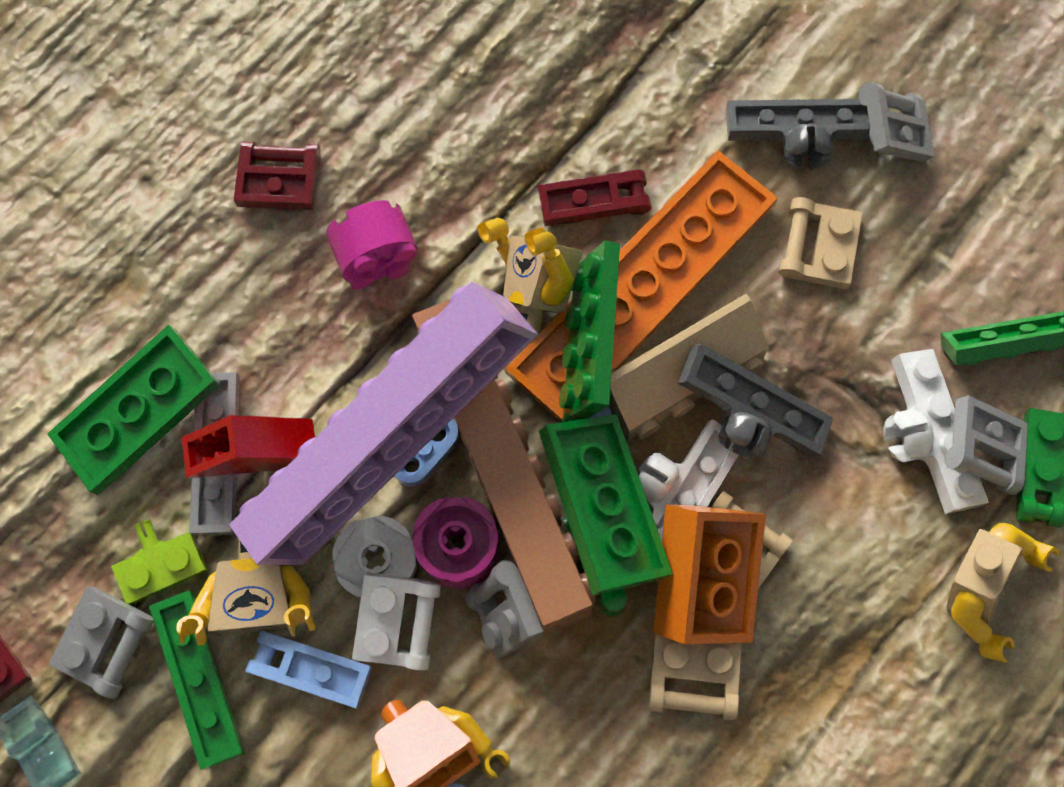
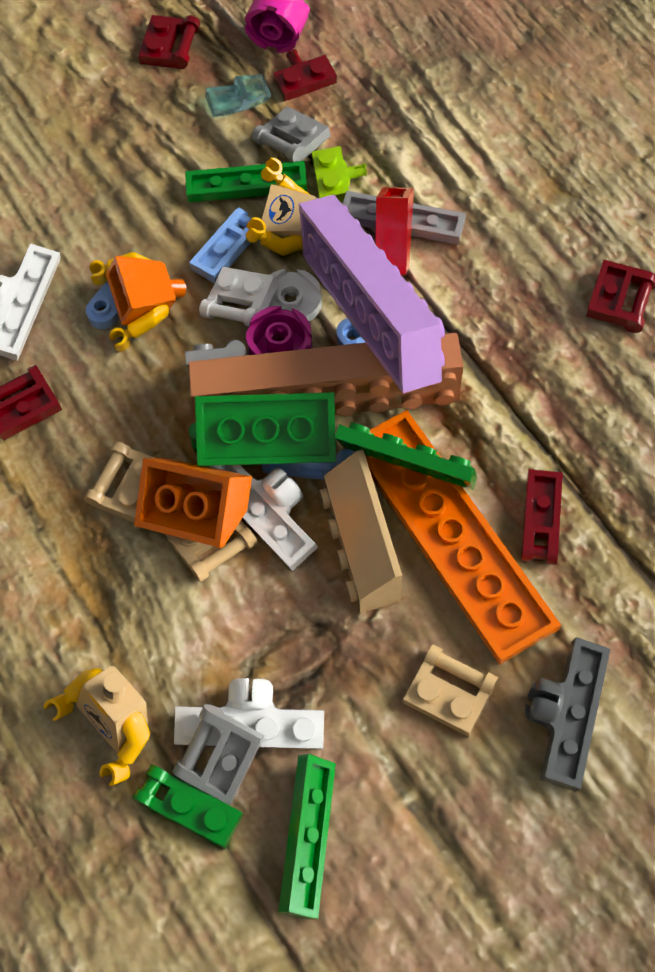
camera: 105 degrees right, 10 degrees down
(133, 409) = (449, 172): green plate -> none
(372, 243) = (536, 336): dark pink brick -> none
(536, 271) = (480, 441): torso -> none
(753, 406) = (310, 569): dark grey plate -> none
(896, 133) = (535, 786): light grey plate -> none

